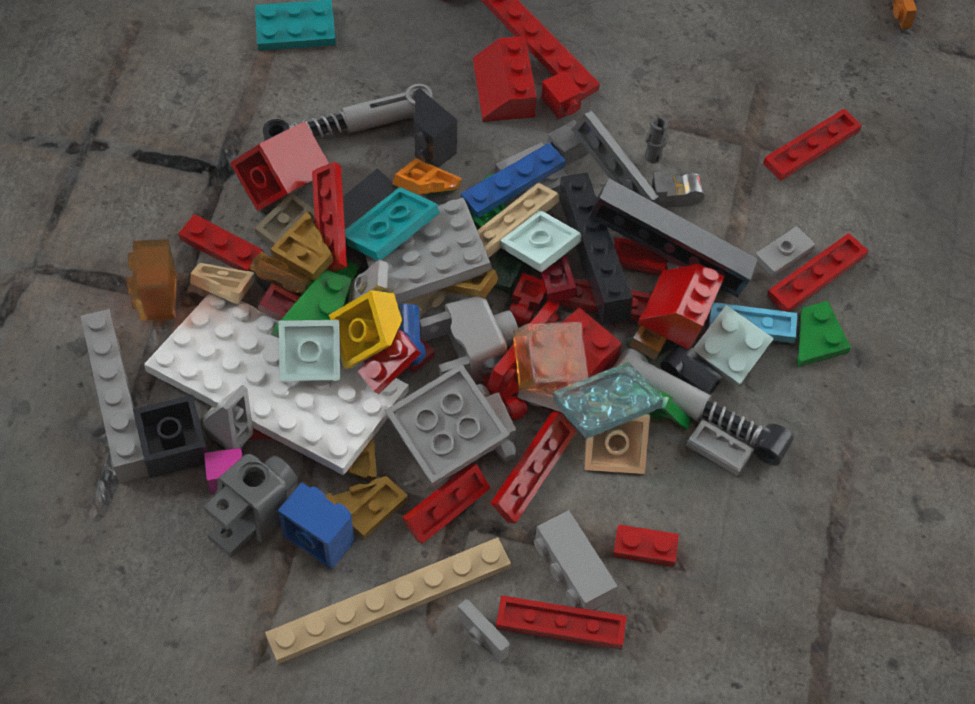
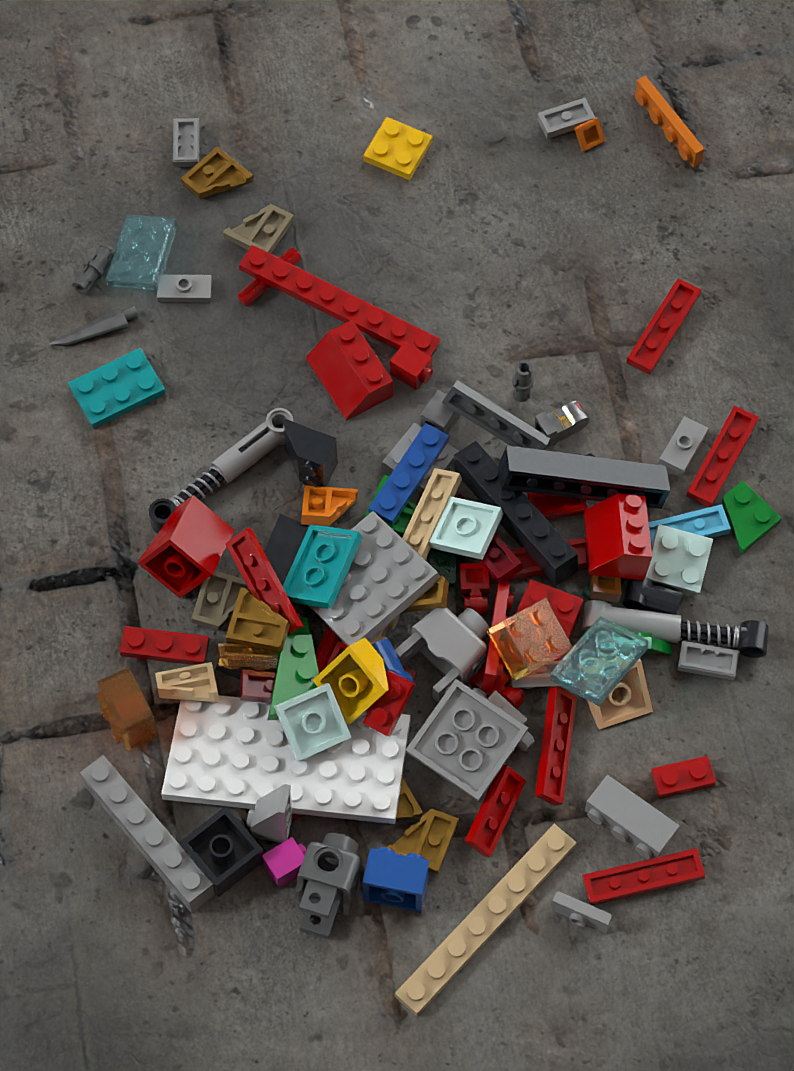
camera: 20 degrees left, 5 degrees up
(374, 279) = (332, 636): light grey plate -> none

